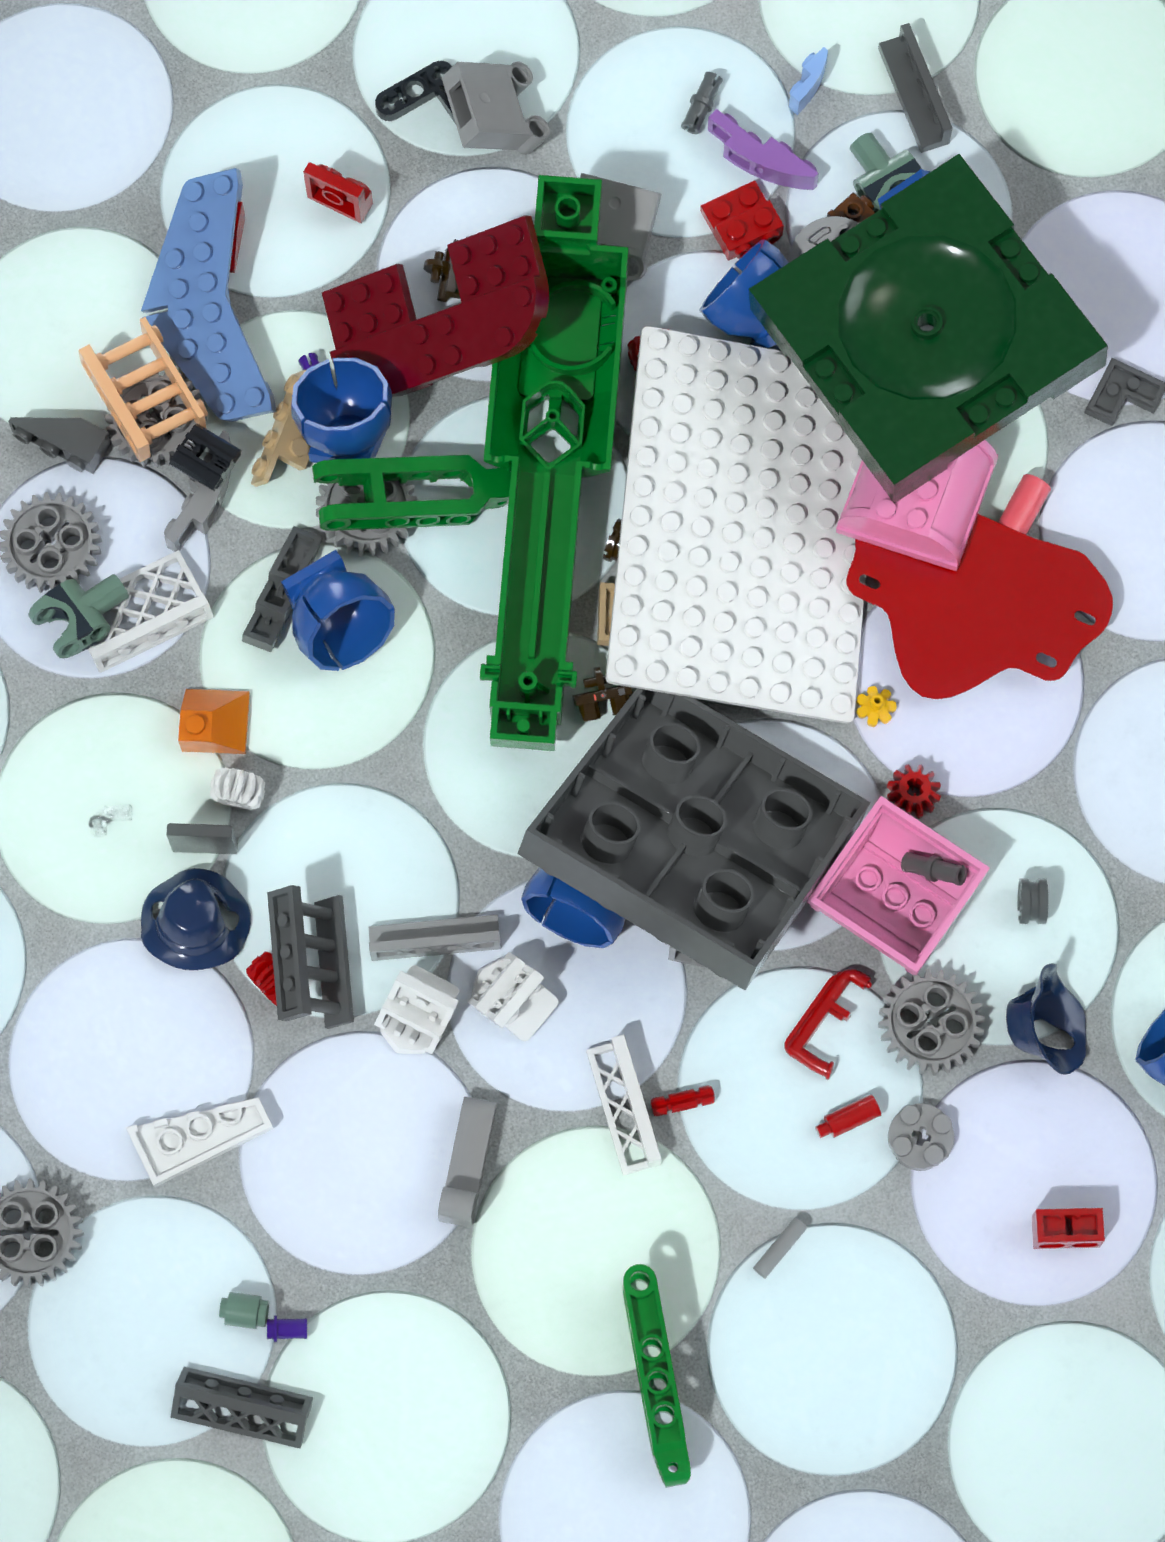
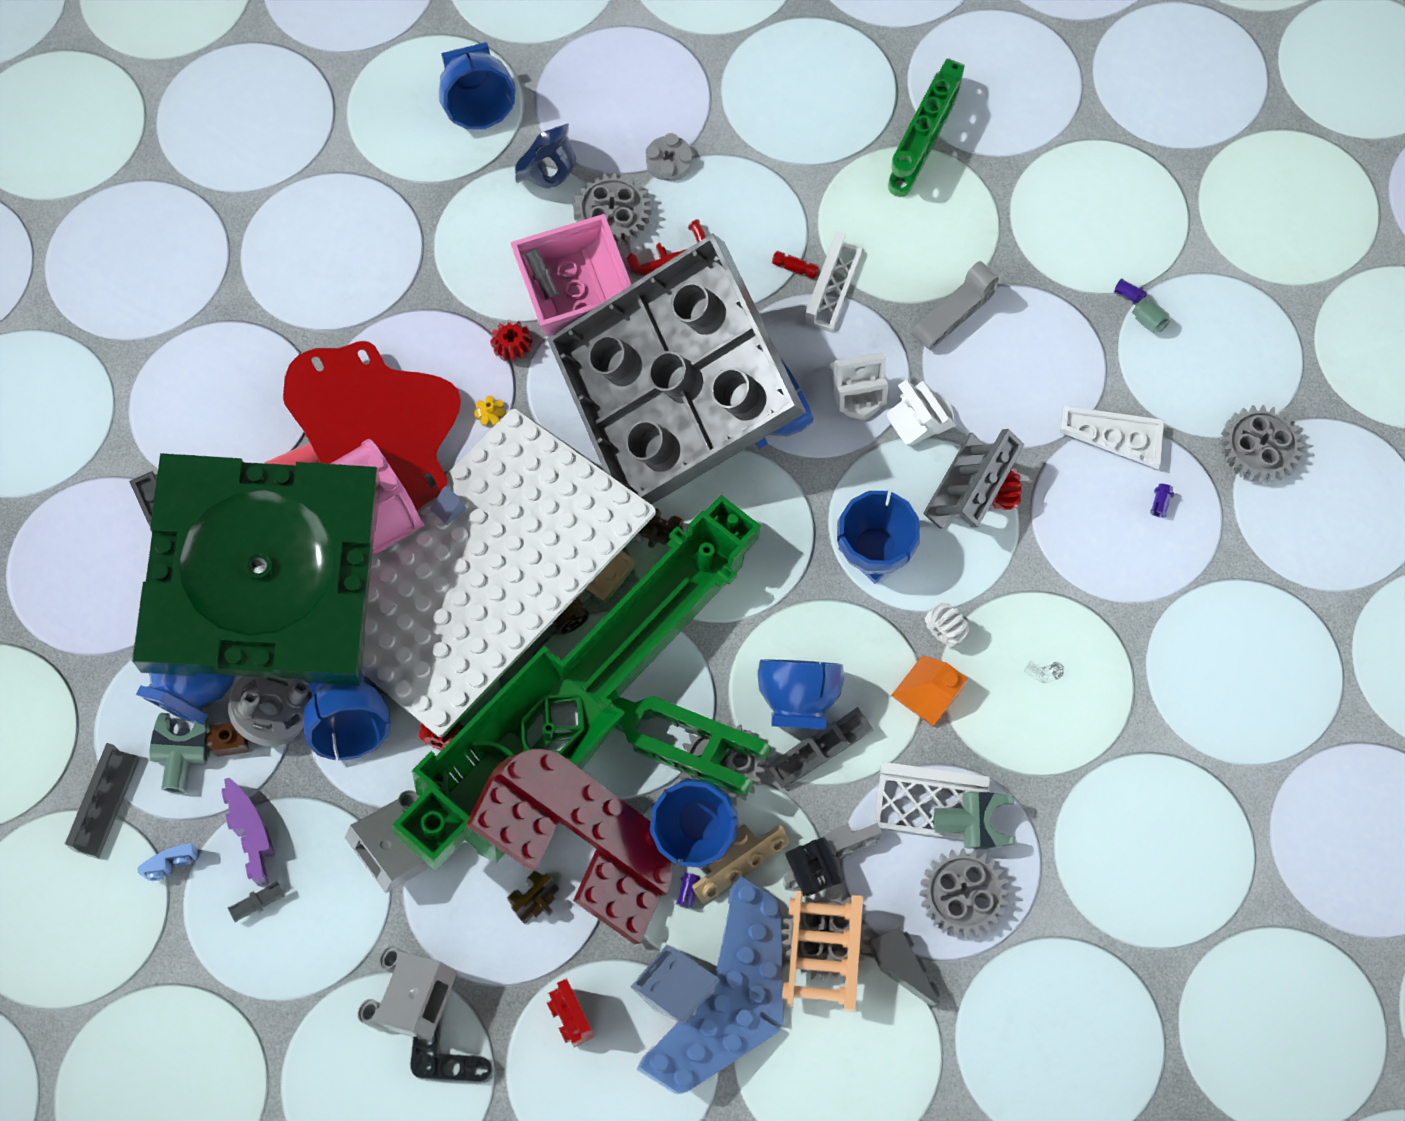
camera: 145 degrees left, 5 degrees down
(100, 1091) = (1161, 501): none -> dark purple pin
(190, 925) = (1034, 555): dark blue piece -> none
(202, 838) = (993, 604): dark grey tile -> none
(241, 1400) = (1185, 268): dark grey fence -> none
(259, 269) = (675, 984): none -> sand blue slope
(366, 817) = (876, 535): none -> blue plate
(434, 937) = (880, 452): light grey fence -> none
(742, 220) = (302, 791): red plate -> none
(780, 1247) = (799, 153): light grey piece -> none
(826, 562) = (447, 505): none -> sand blue slope
(849, 1117) = (703, 192): red cylinder -> none
(1032, 901) = (494, 231): dark grey wheel -> none
(1068, 1228) = (627, 52): red brick -> none

